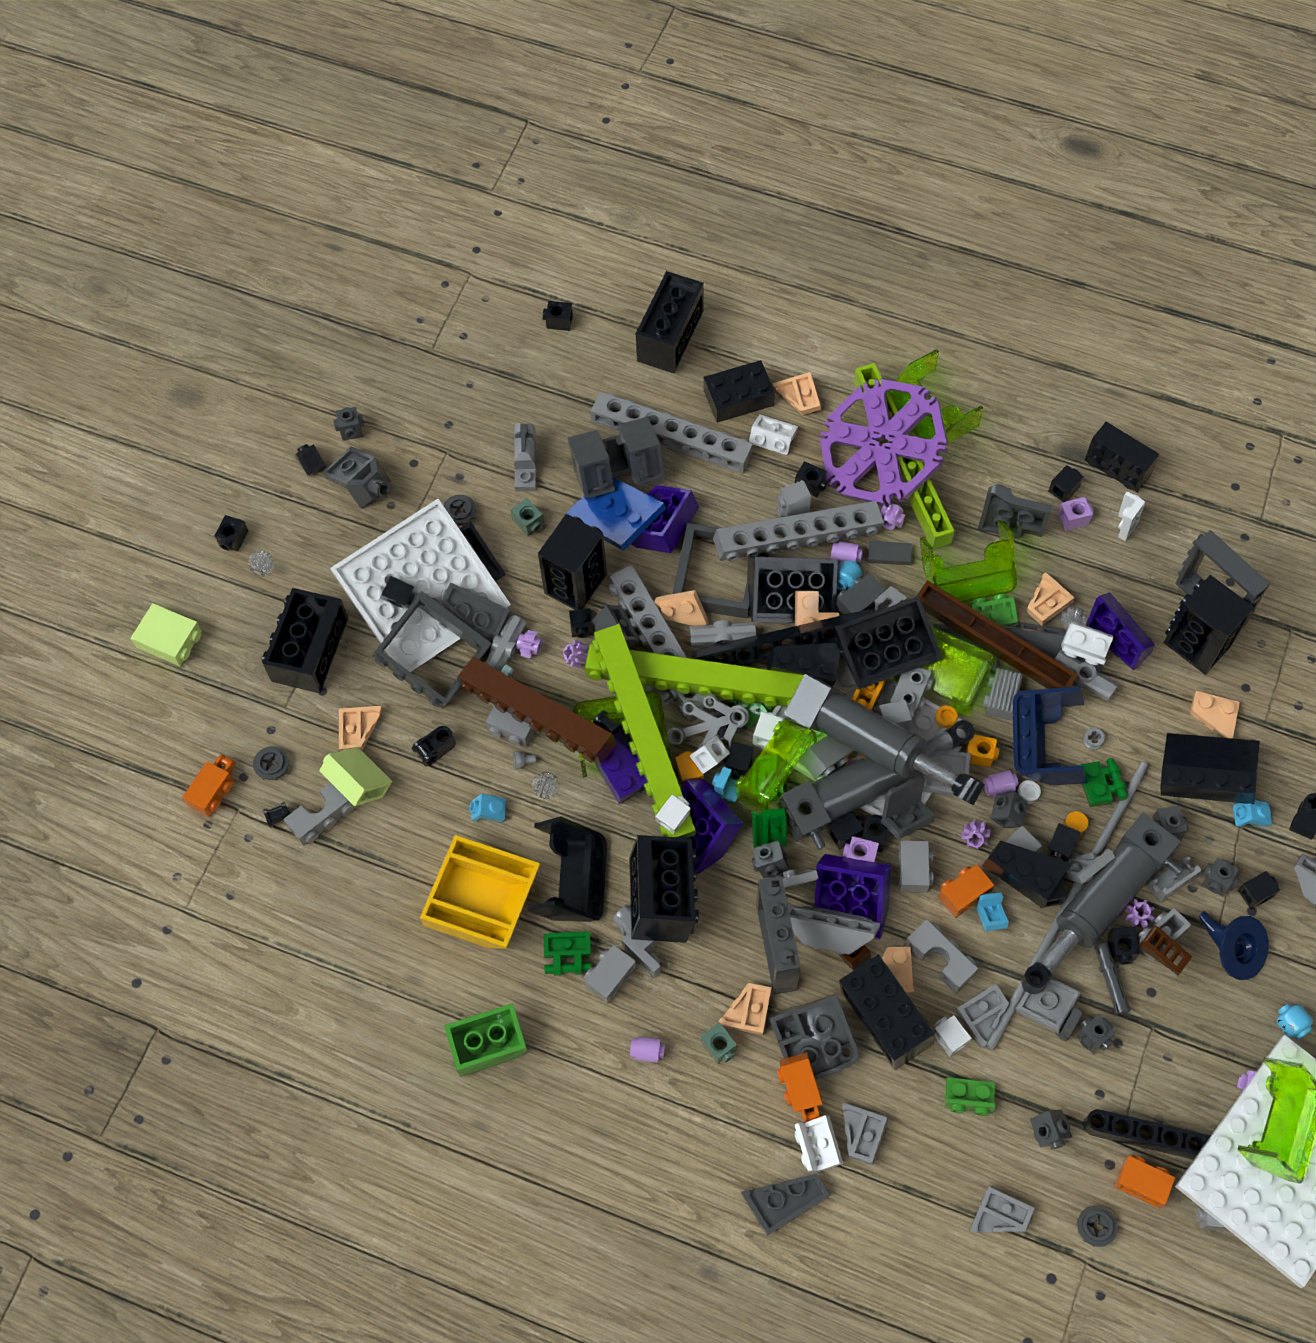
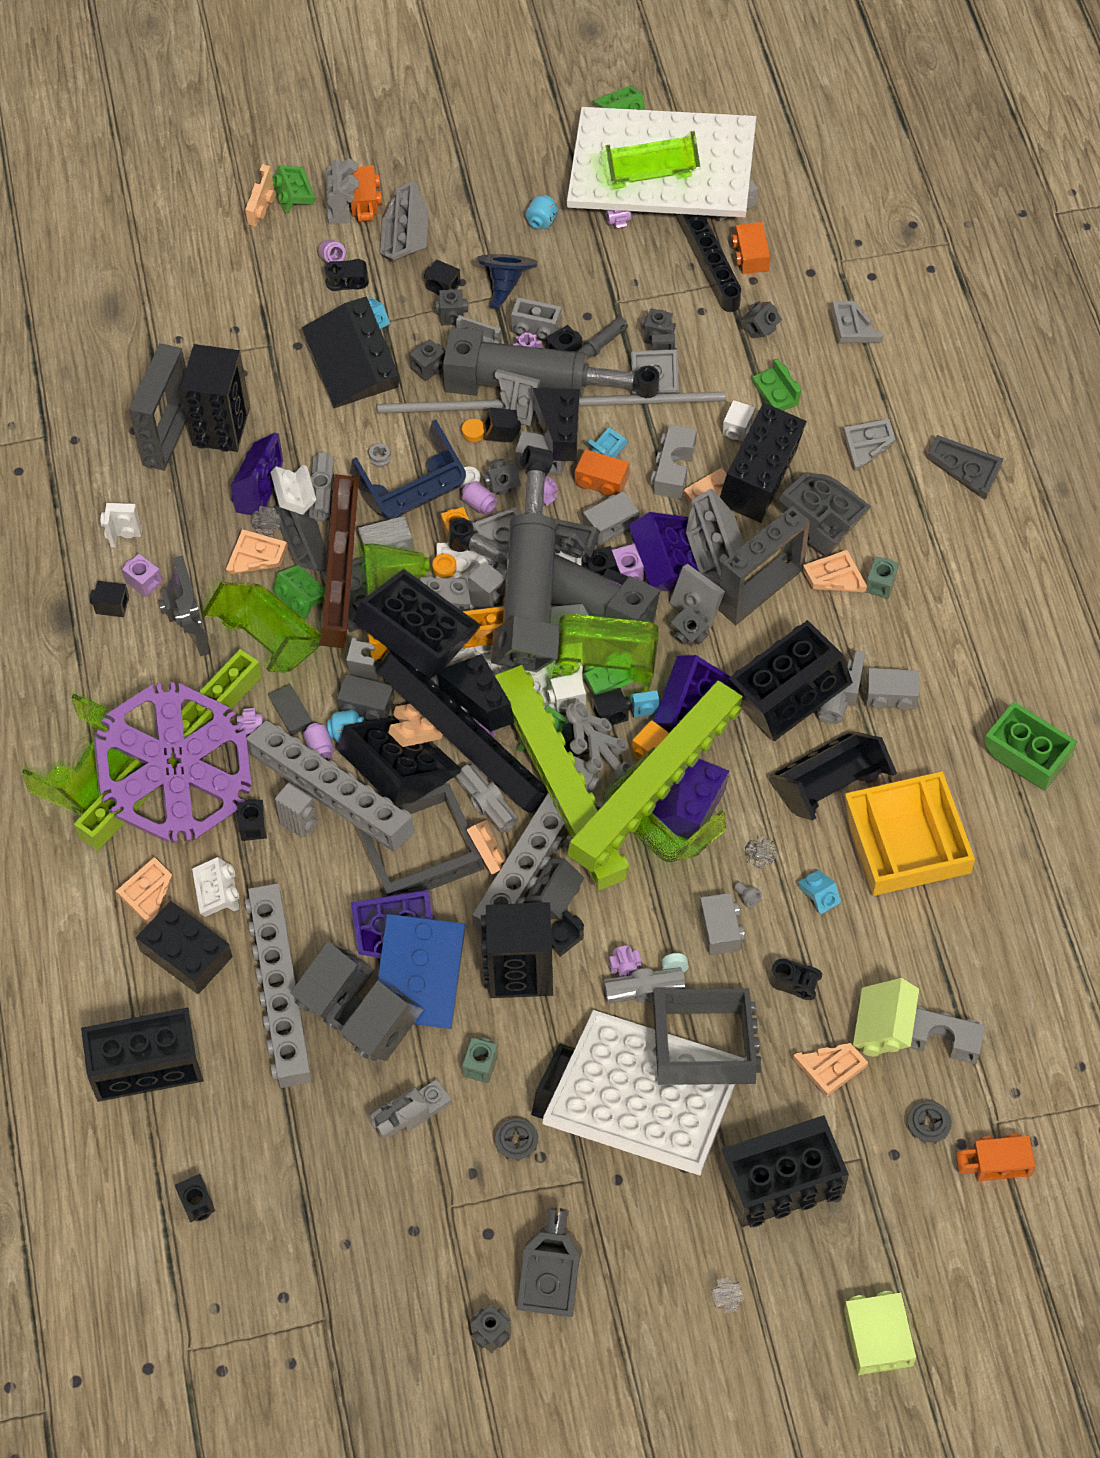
camera: 125 degrees left, 5 degrees down
(231, 526) = (709, 1368): black brick -> none
(276, 814) = (975, 1074): black bush -> none
(309, 459) = (563, 1344): black bracket -> none
(398, 592) = (675, 1093): black brick -> none
(475, 611) = (630, 1025): dark grey wing -> none
(537, 711) = (703, 885): reddish brown brick -> none
(565, 946) = (898, 746): green plate -> none
(576, 653) = (604, 911): lavender gear -> none
(605, 722) = (673, 809): black bush -> none
(647, 1049) = (931, 626): lavender brick -> none
(673, 813) = (721, 695): white brick -> none
(709, 754) = (629, 723): white brick -> none
(769, 827) = (666, 643): green plate -> none
(801, 1085) = (869, 495): orange brick -> none
(818, 1144) = (903, 464): white bracket -> none
(983, 1013) = (699, 411): light grey wing -> none
(1097, 788) = (418, 438): green plate -> none
(1106, 1220) = (815, 258): dark grey gear -> none
(1121, 457) = (53, 560): black brick -> none
(1161, 957) = (556, 313): reddish brown slope -> none
(1215, 712) = (287, 380): light nougat wing -> none

